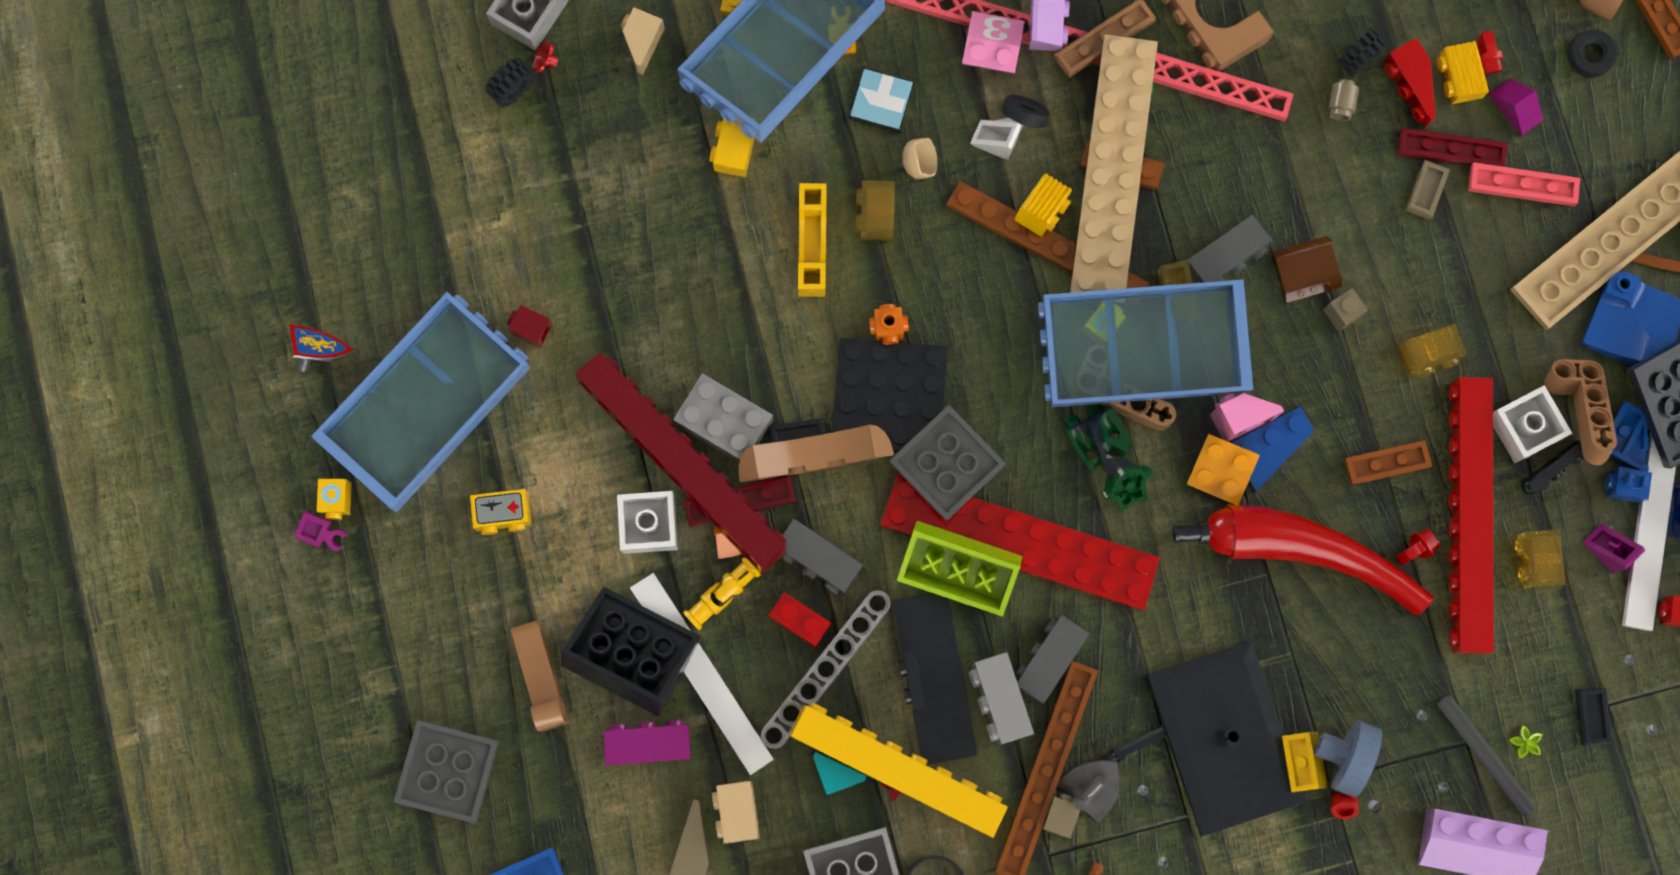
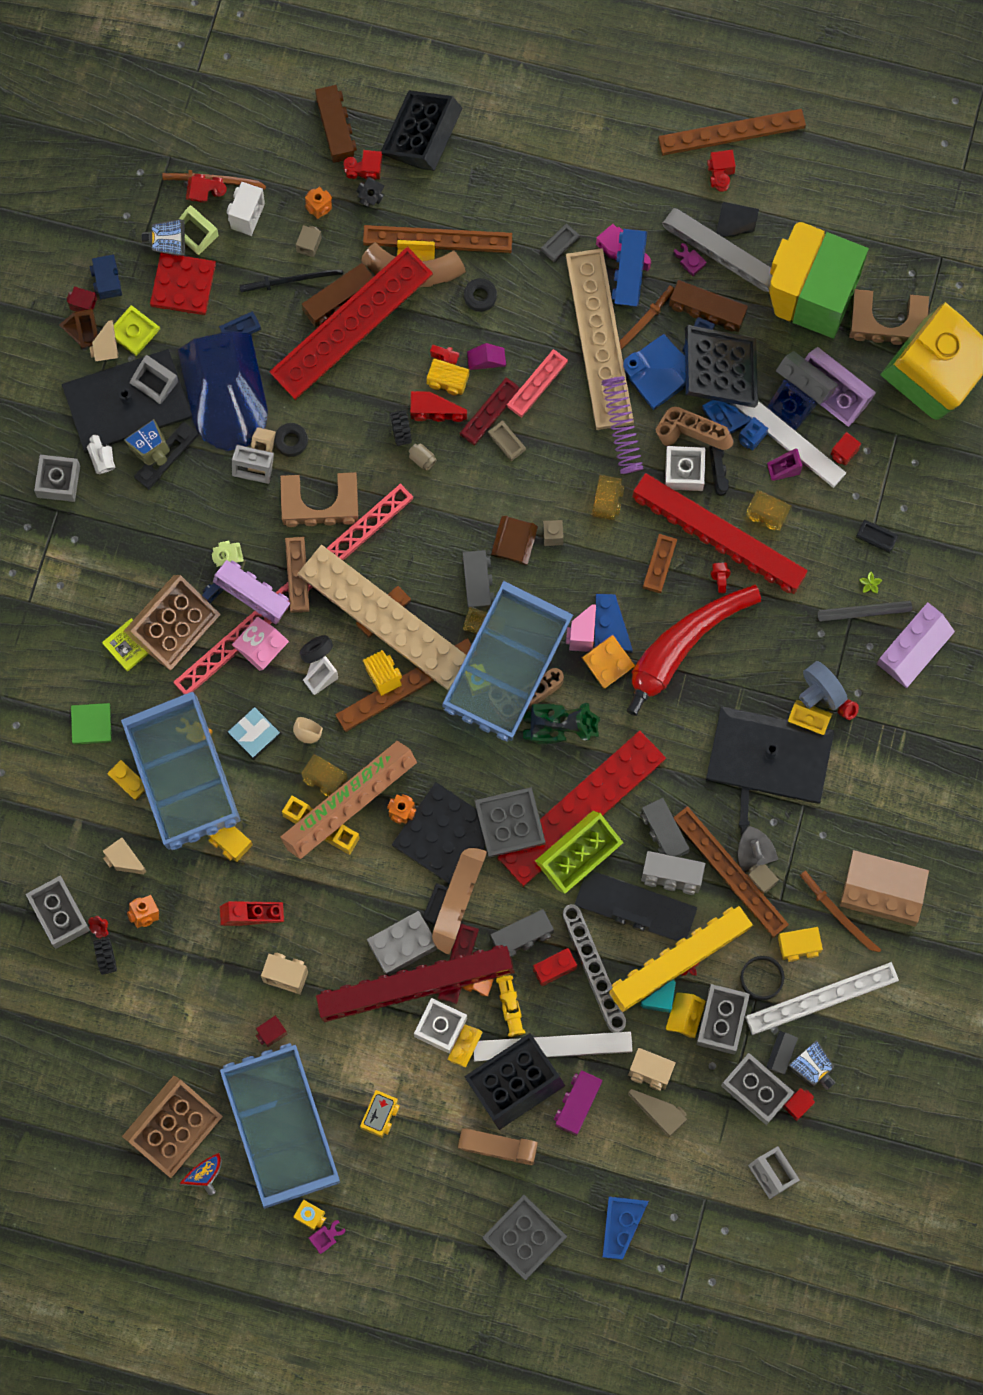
camera: 60 degrees left, 5 degrees down
(352, 276) = (172, 1126): none -> medium nougat slope
(588, 95) = (143, 911): none -> orange brick
(605, 301) = (284, 973): none -> tan brick
(641, 566) = (465, 1045): none -> yellow plate
(660, 222) = (251, 913): none -> red slope
(833, 816) = (686, 1014): none -> yellow panel
(861, 253) = (348, 799): none -> nougat brick
(1581, 267) = (611, 382): none -> medium lavender piece

